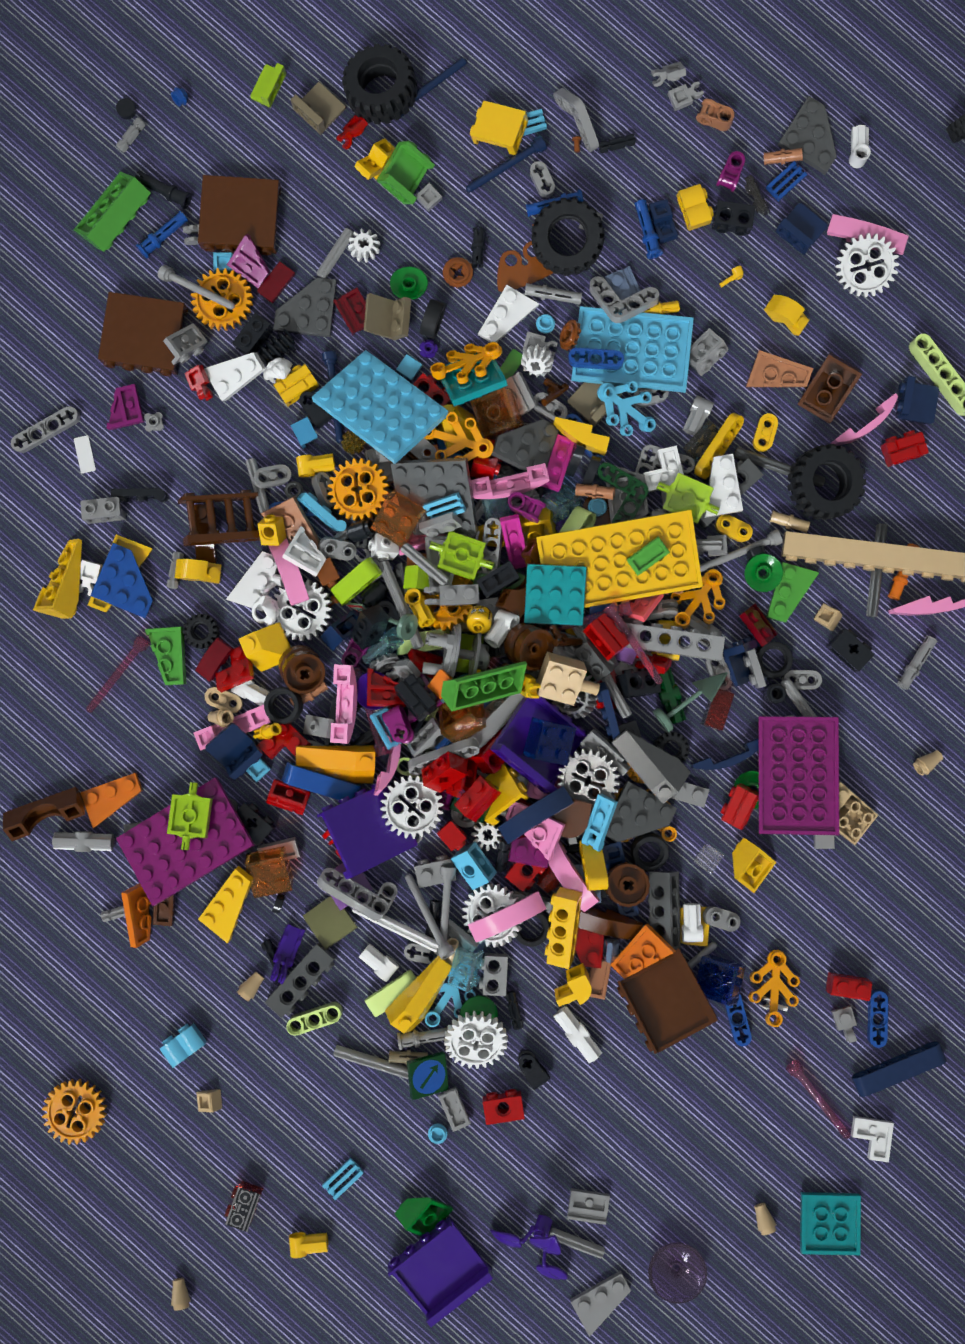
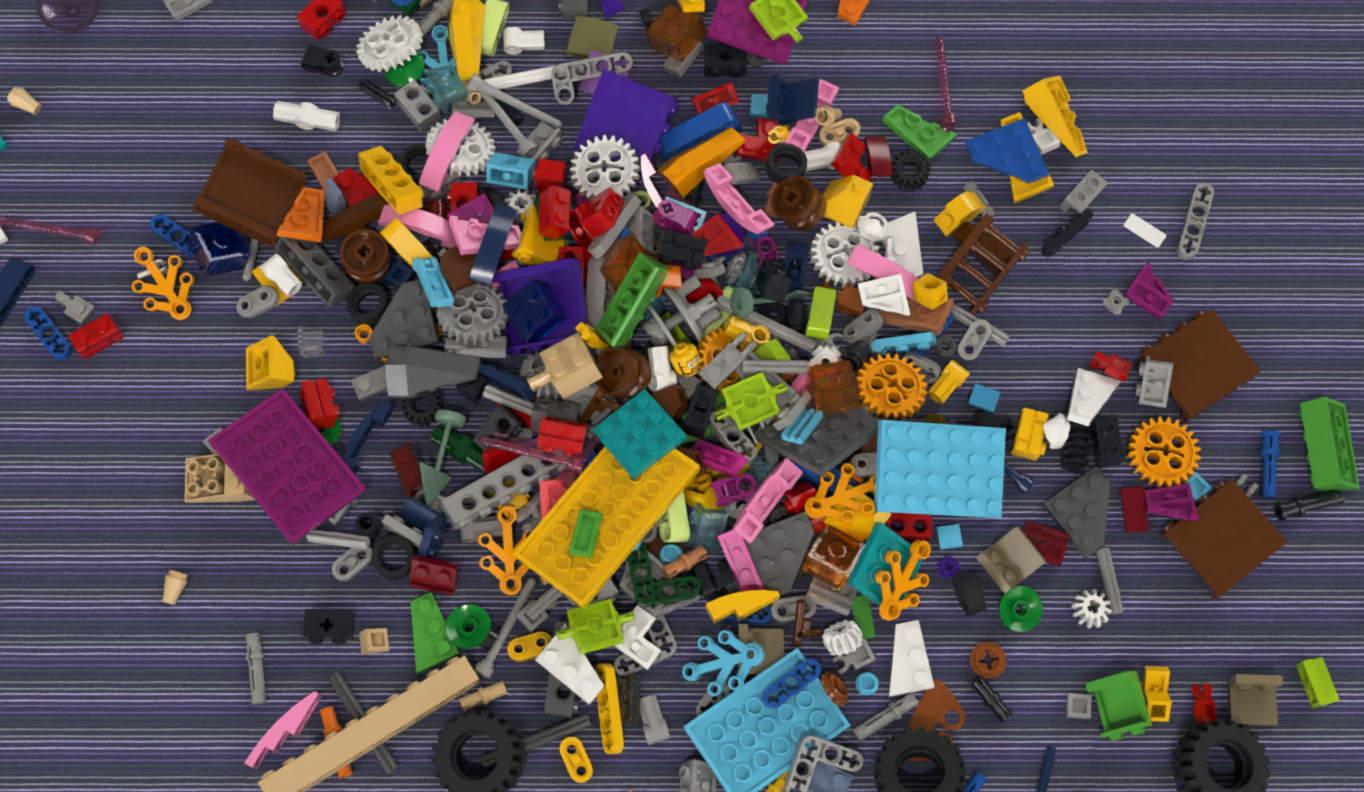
camera: 140 degrees right, 15 degrees down
(167, 274) = (1229, 433): light grey piece -> none
(577, 988) = (340, 147): yellow brick -> none

